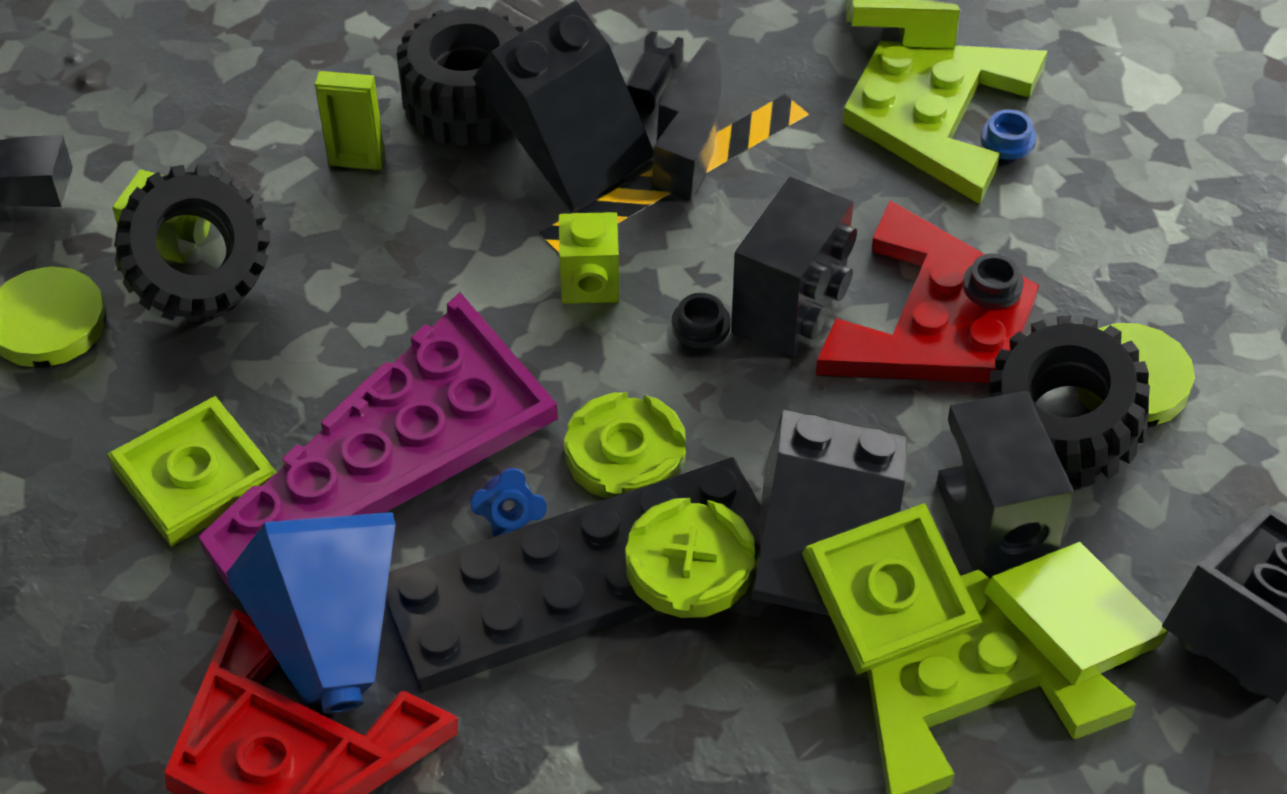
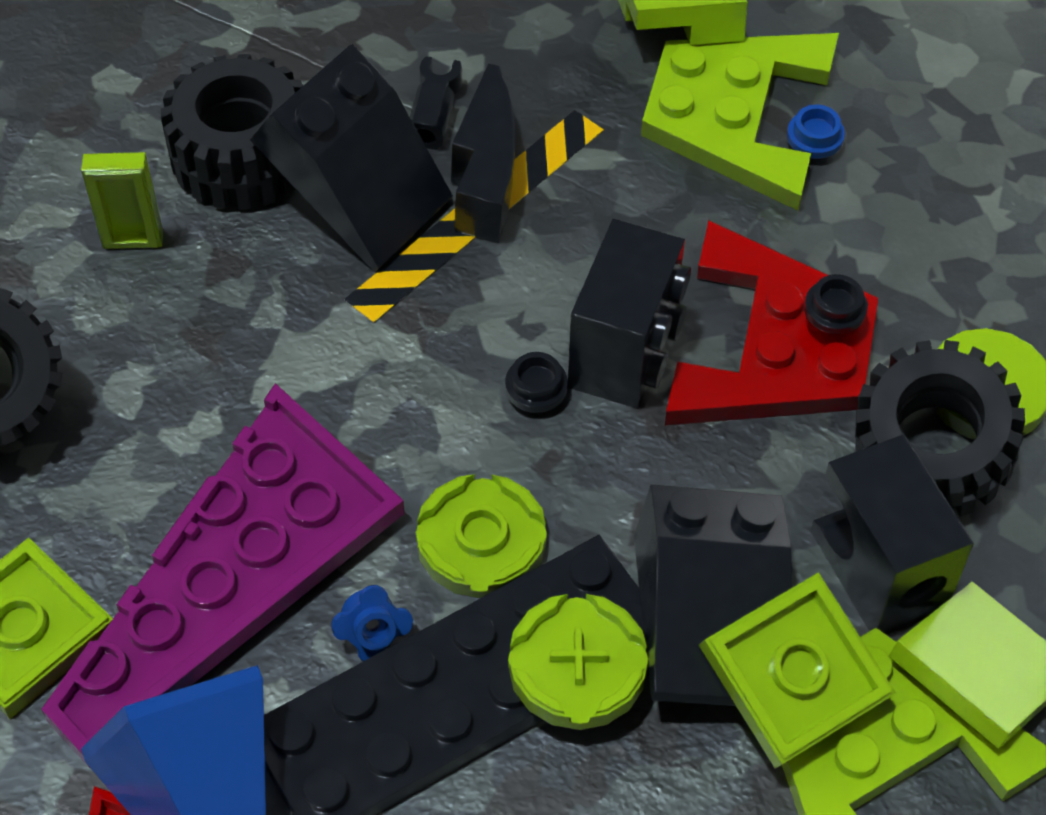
camera: 10 degrees left, 5 degrees up
(589, 258) = (407, 326): lime brick -> none

